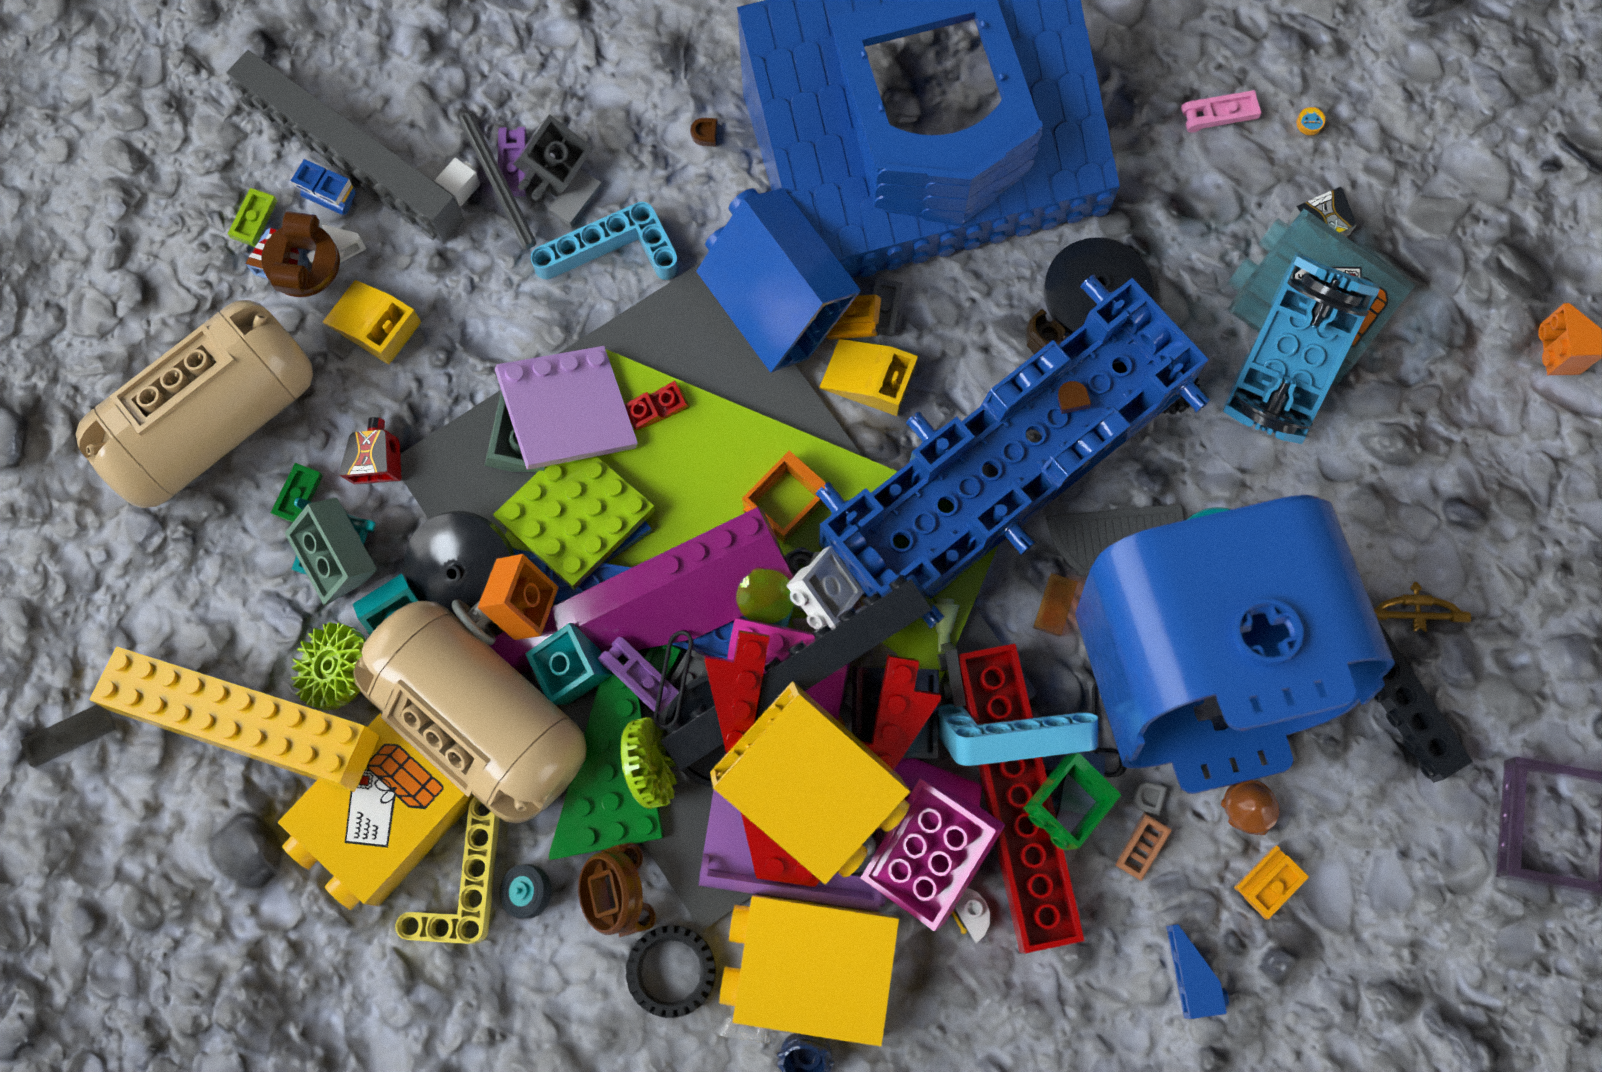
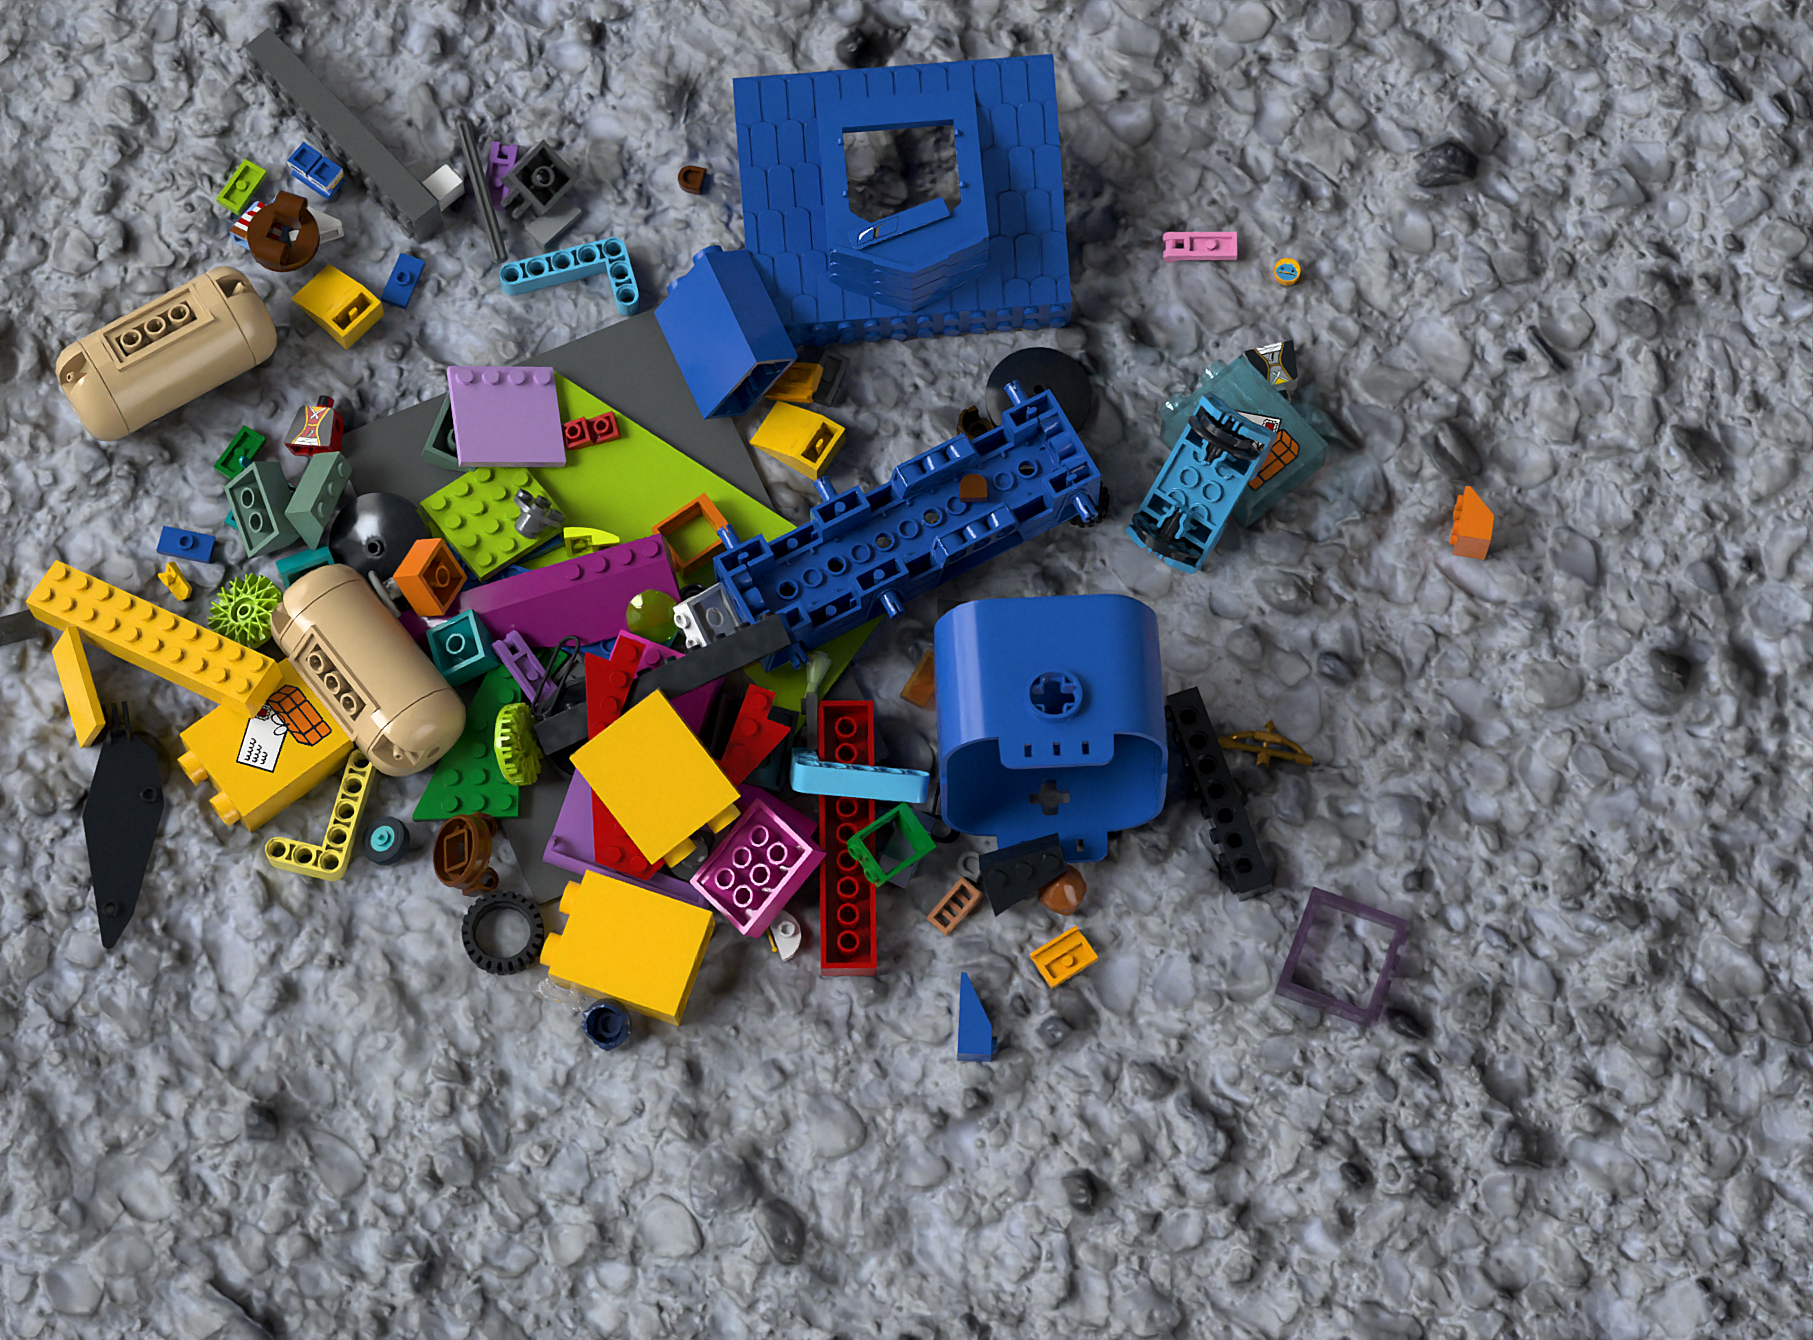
camera: 10 degrees right, 5 degrees down
(163, 782) = (78, 687): none -> yellow tile
(235, 923) = (121, 822): none -> black wing
(251, 643) = (175, 581): none -> yellow piece
(257, 601) = (186, 544): none -> blue plate
(384, 527) = (318, 495): none -> sand green slope
(434, 284) = (403, 281): none -> blue plate
(618, 507) = (535, 514): none -> dark grey plate
(681, 524) = (584, 541): none -> neon yellow slope
(945, 129) = (898, 223): none -> blue sticker
(1214, 800) = (1021, 869): none -> black wedge

